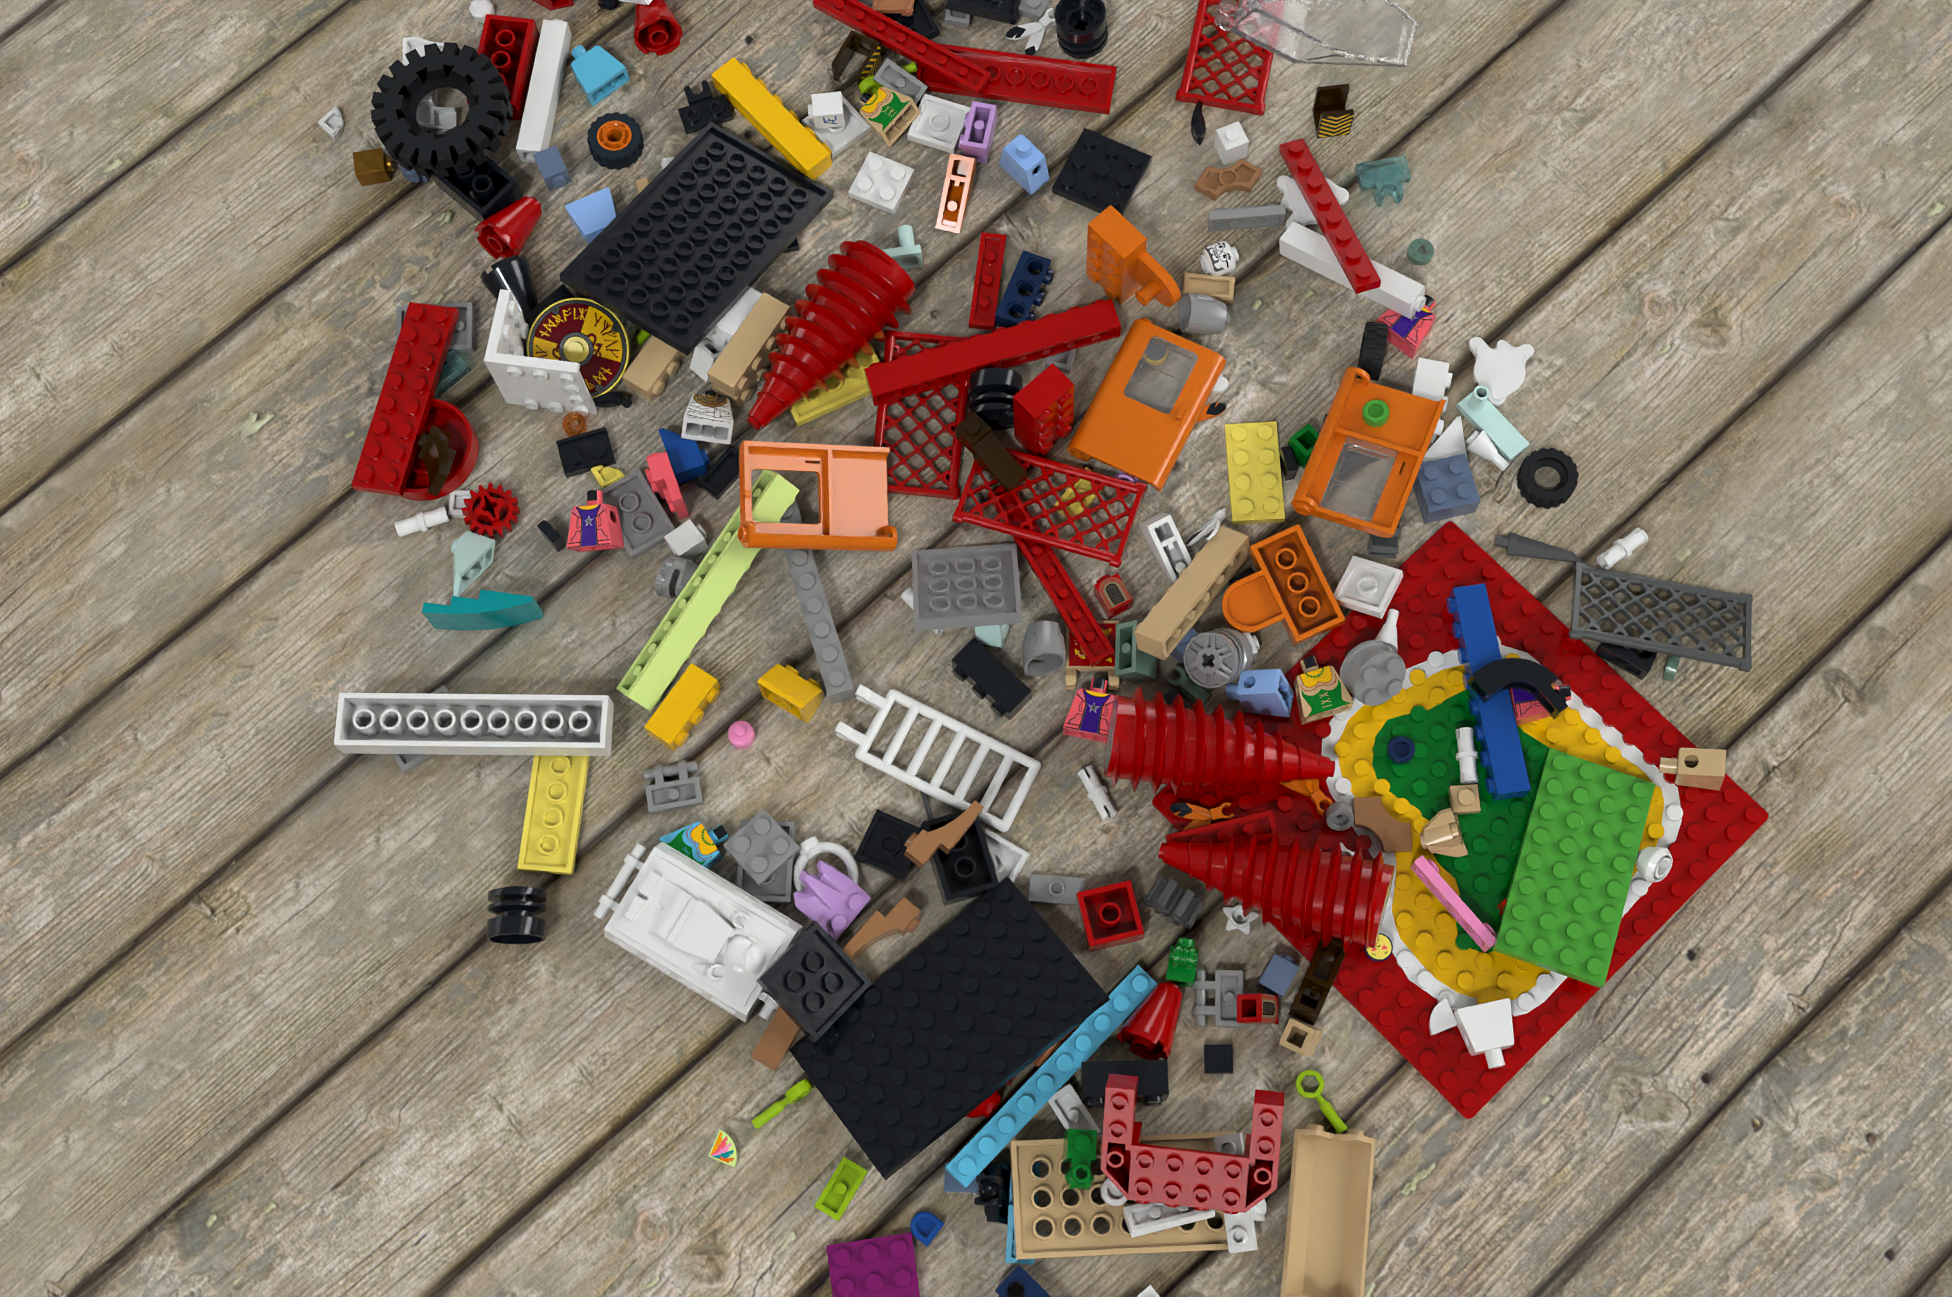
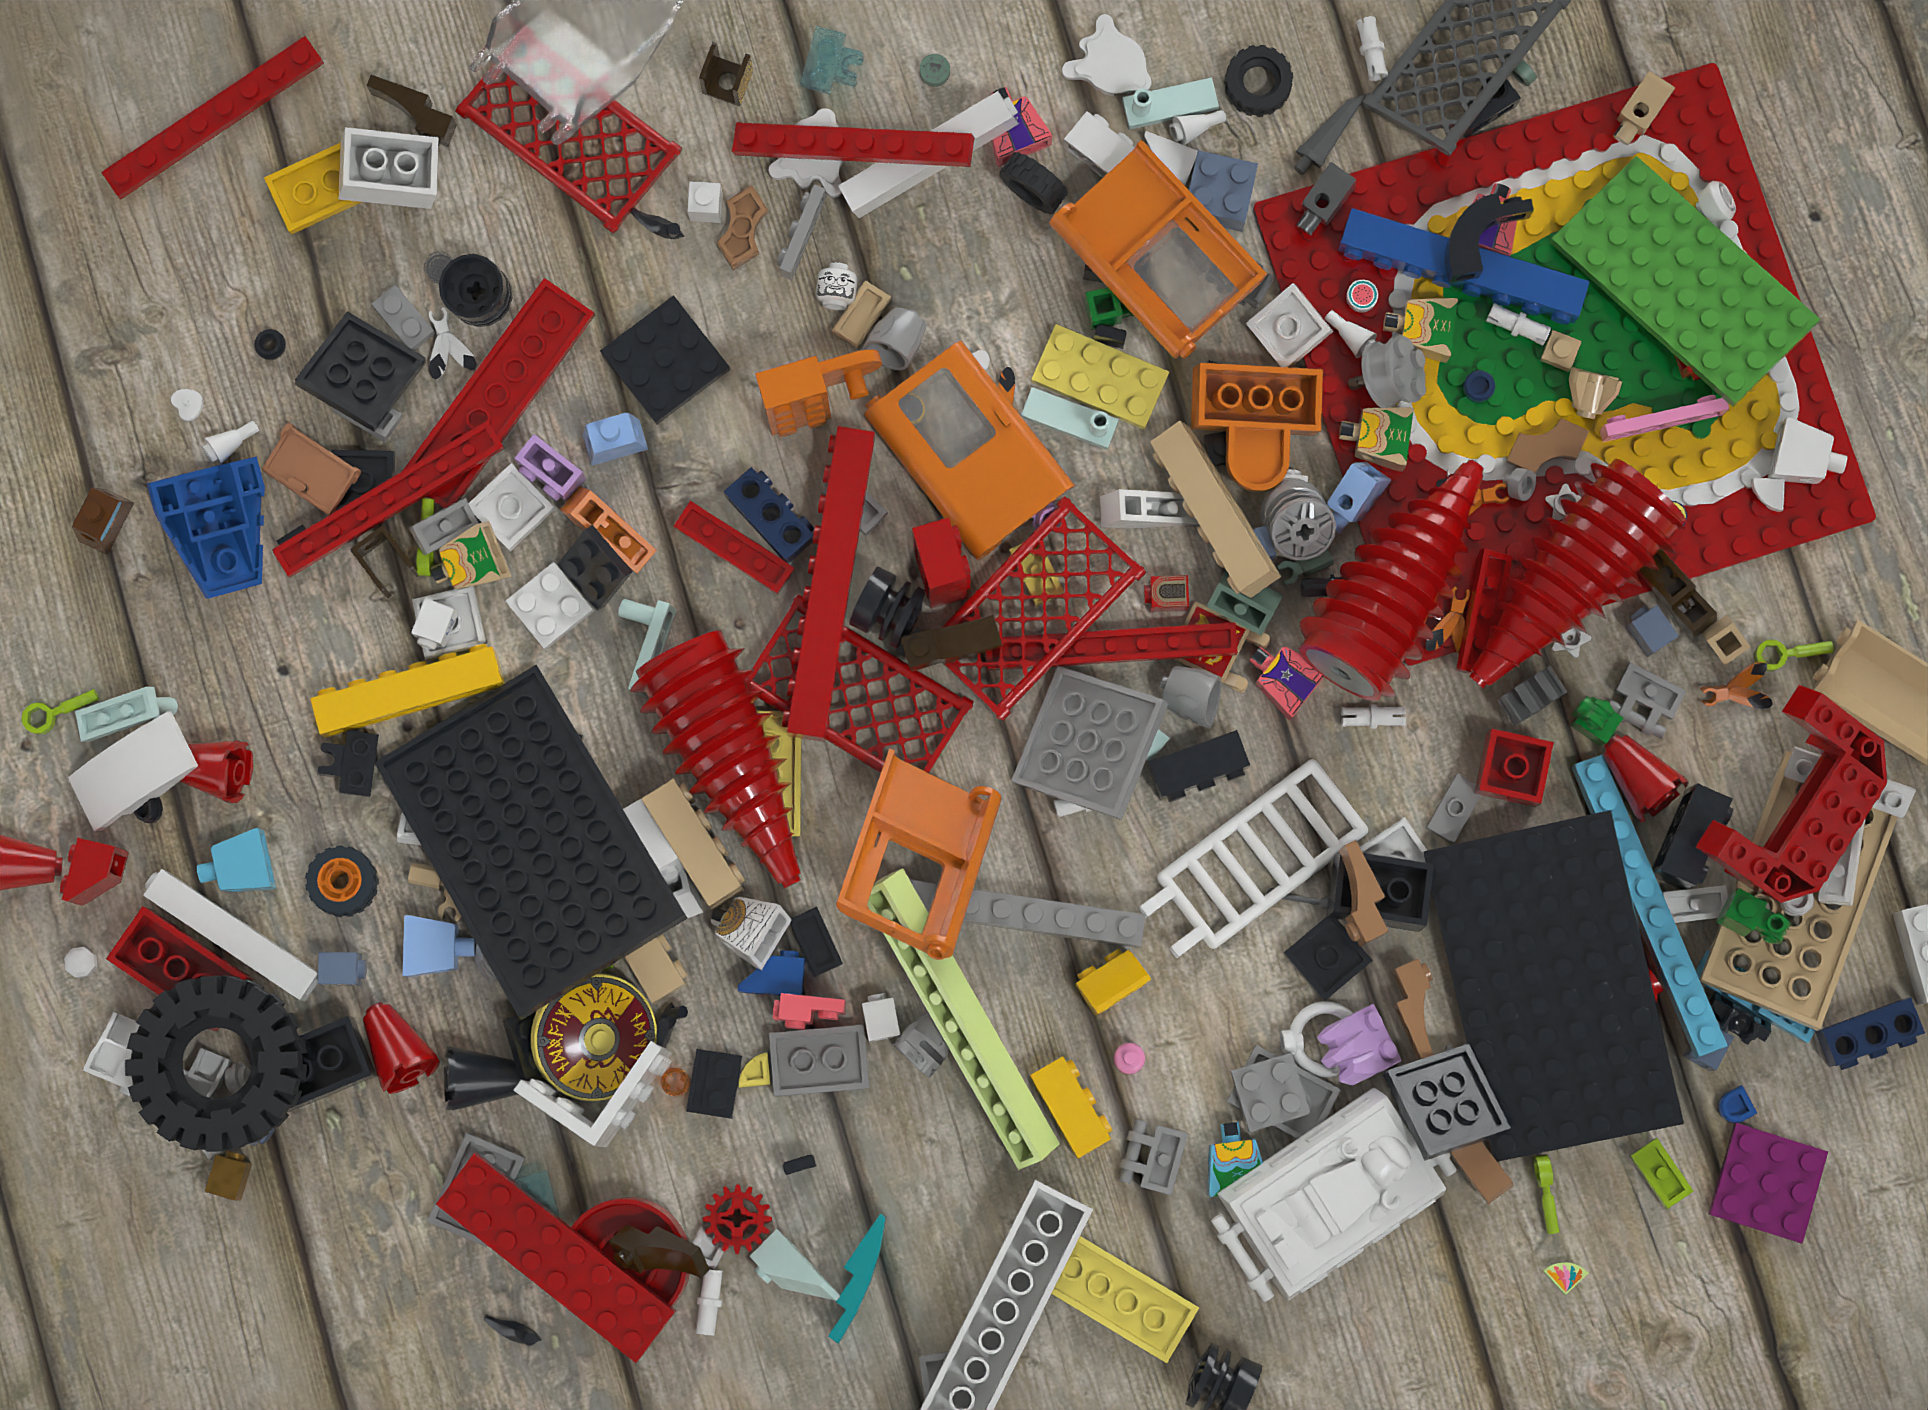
camera: 70 degrees left, 10 degrees up
(332, 123) = (141, 1200): white tile -> none
(344, 403) = (513, 1330): none -> black bar
(594, 525) = (817, 1110): coral torso -> none
(922, 193) = (594, 567): none -> black plate
(1209, 528) = (1142, 452): white piece -> none
(1210, 466) = (1069, 418): none -> light aqua piece
(1218, 1059) = (1704, 732): black tile -> none
(1257, 1009) = (1678, 668): red brick -> none
(1267, 1069) = (1738, 690): none -> orange piece
(1375, 413) = (1115, 218): bright green tile -> none
(1422, 629) = (1362, 295): none -> tile
(1425, 686) = (1427, 325): none -> torso
(1482, 562) = (1335, 188): none -> dark grey torso

